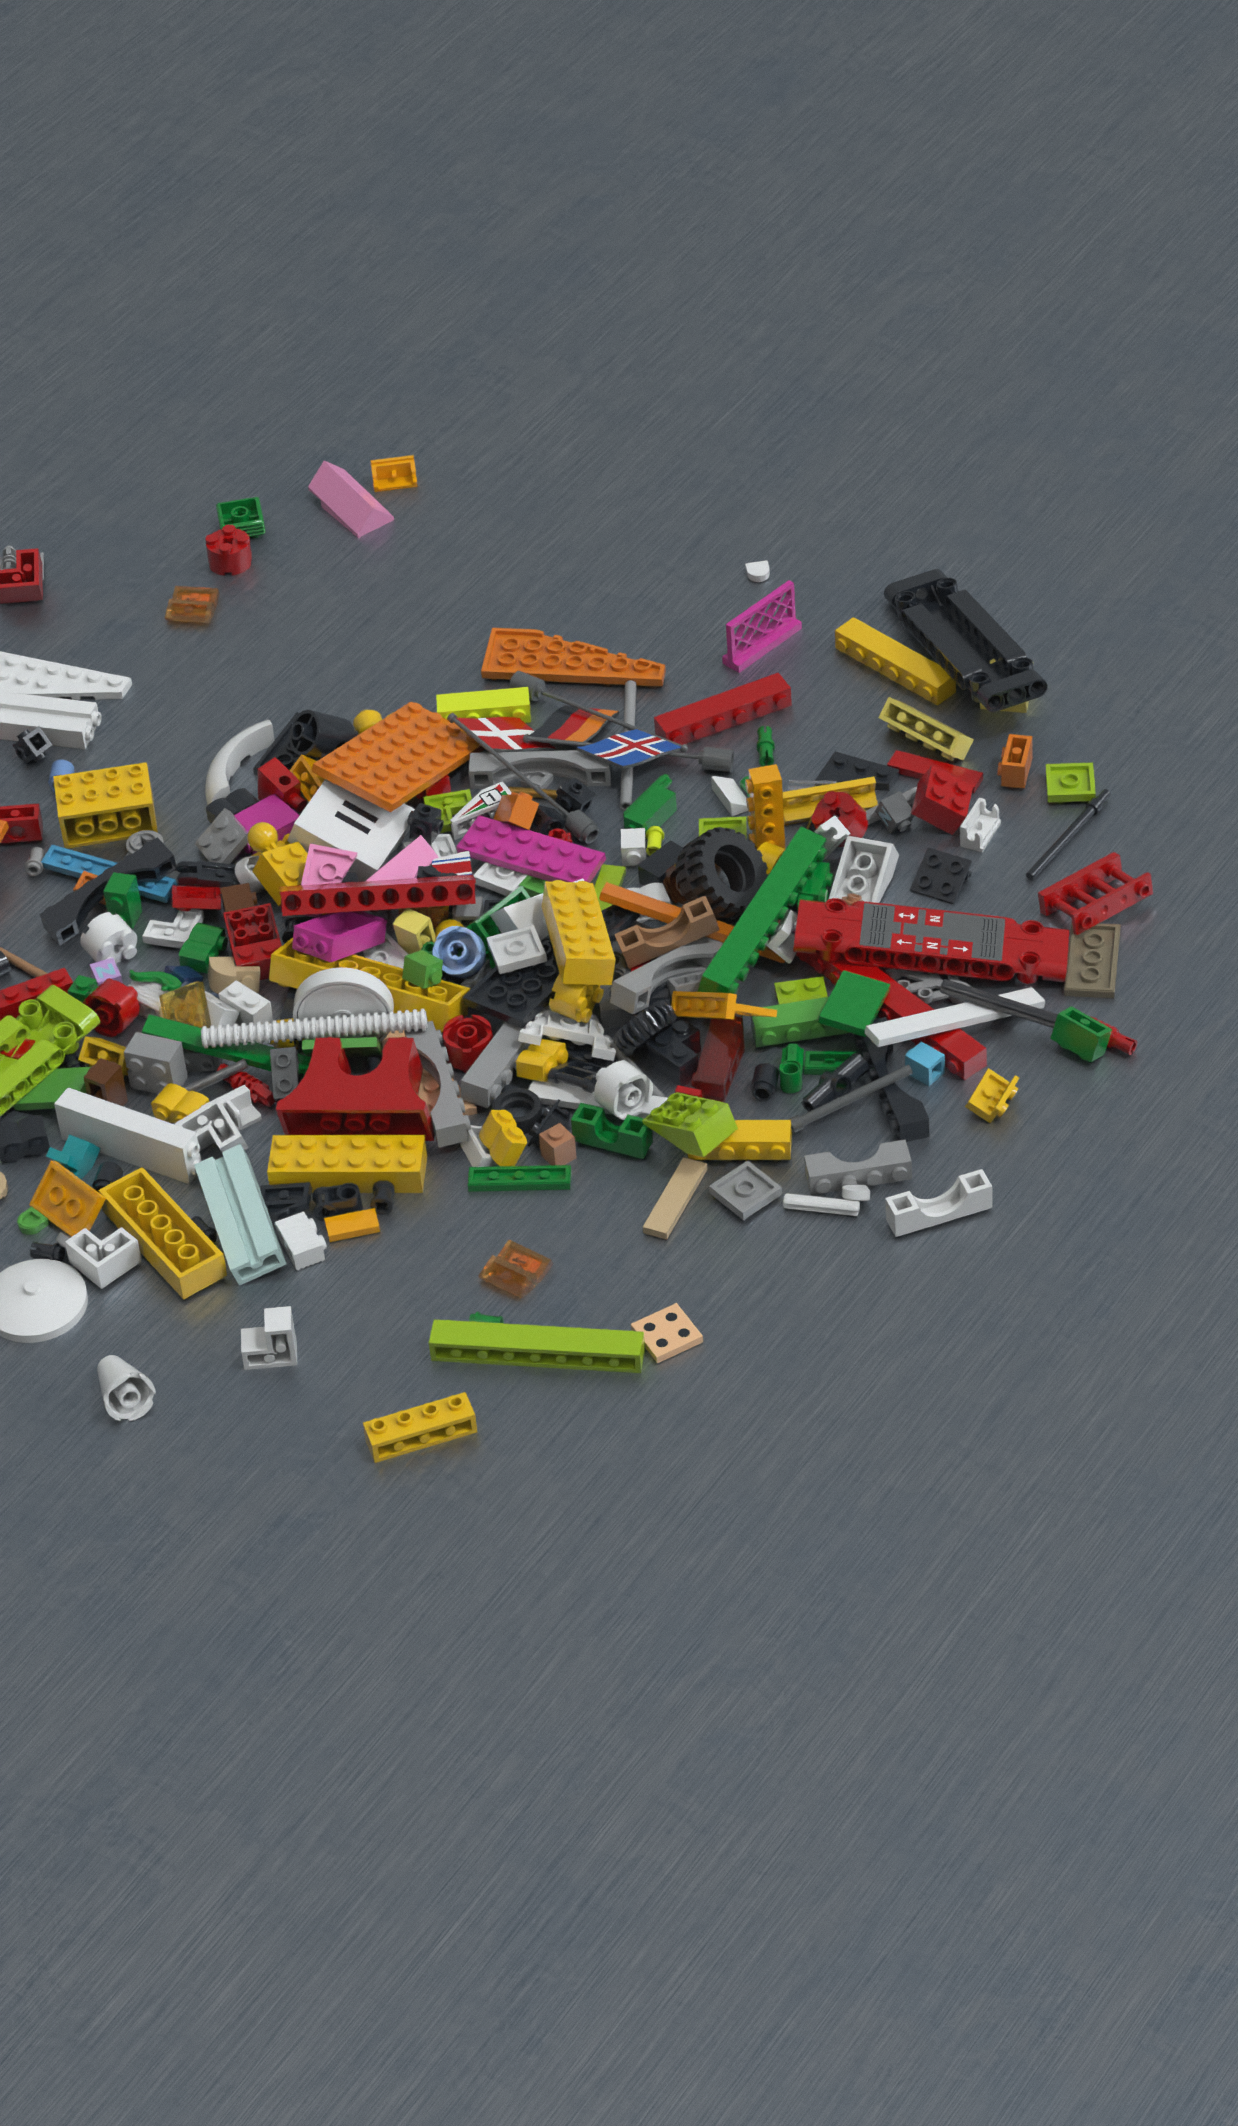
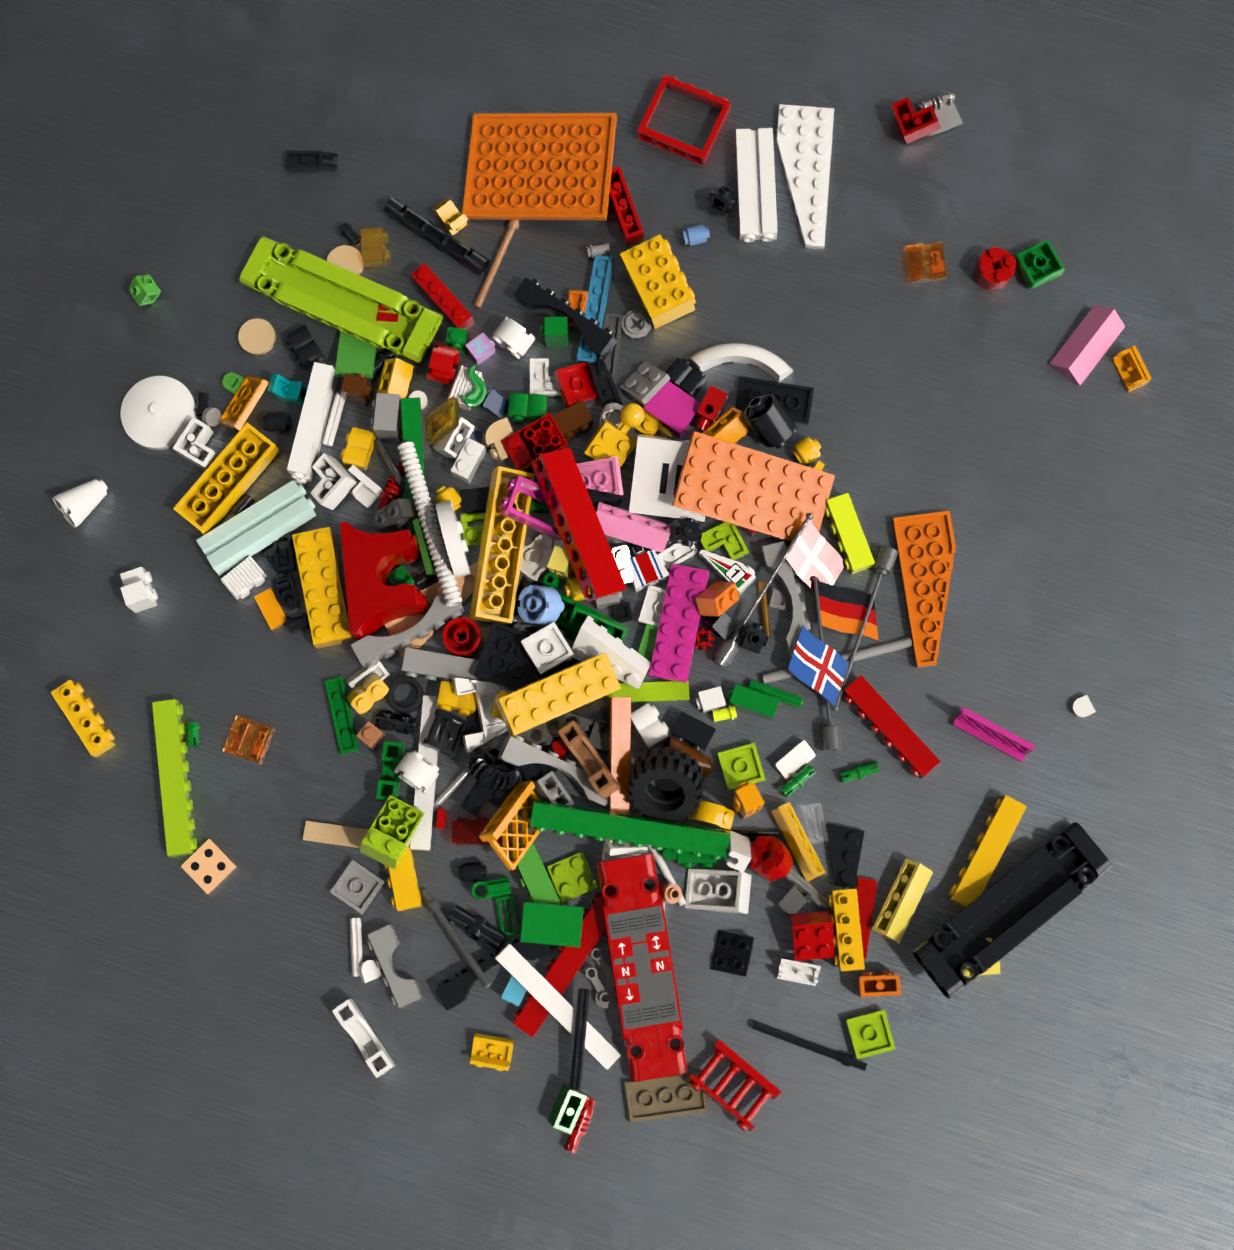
camera: 75 degrees right, 35 degrees up
(422, 969) = (510, 584): bright green brick -> none
(973, 770) = (848, 930): none -> yellow brick

